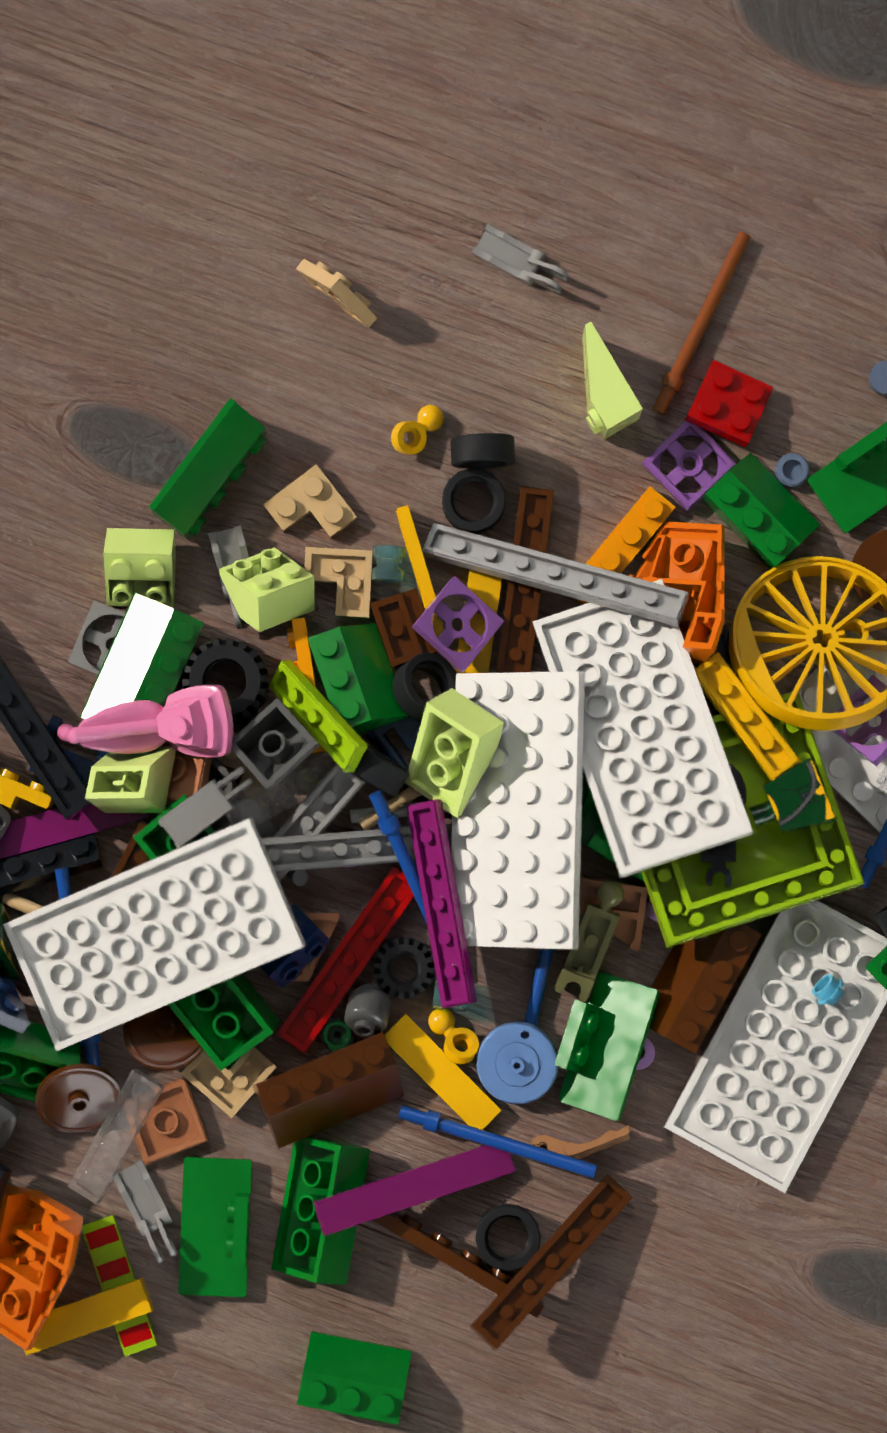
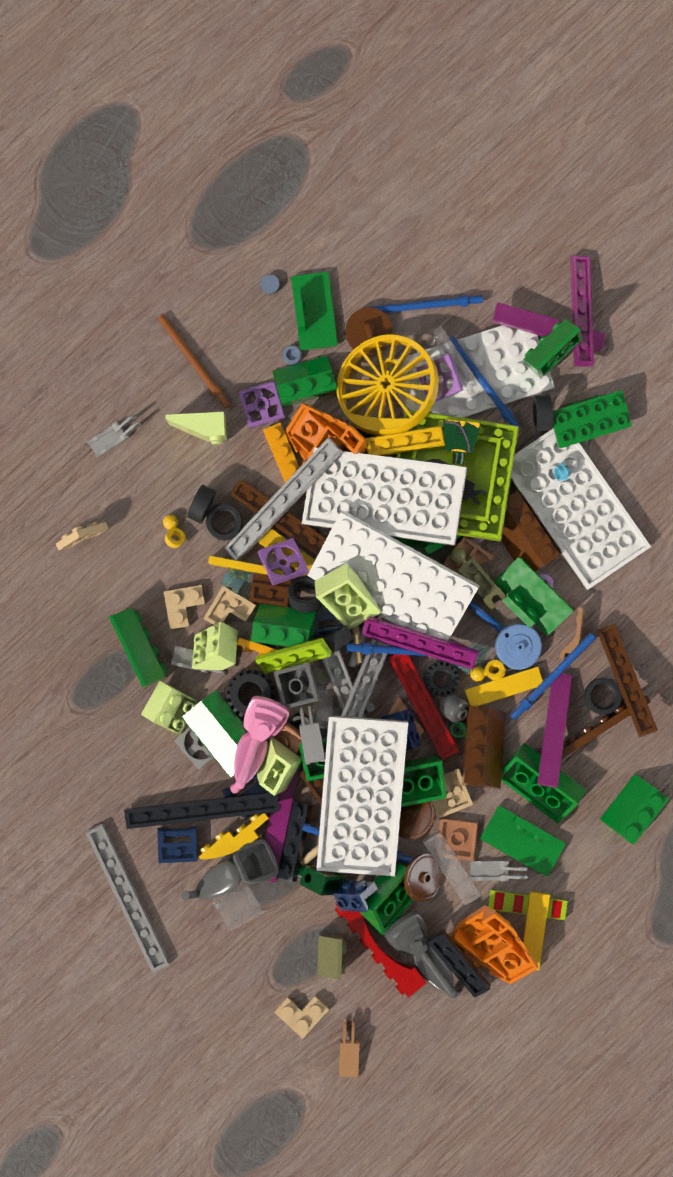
camera: 65 degrees left, 0 degrees up
(729, 403) = (242, 368): red plate -> none

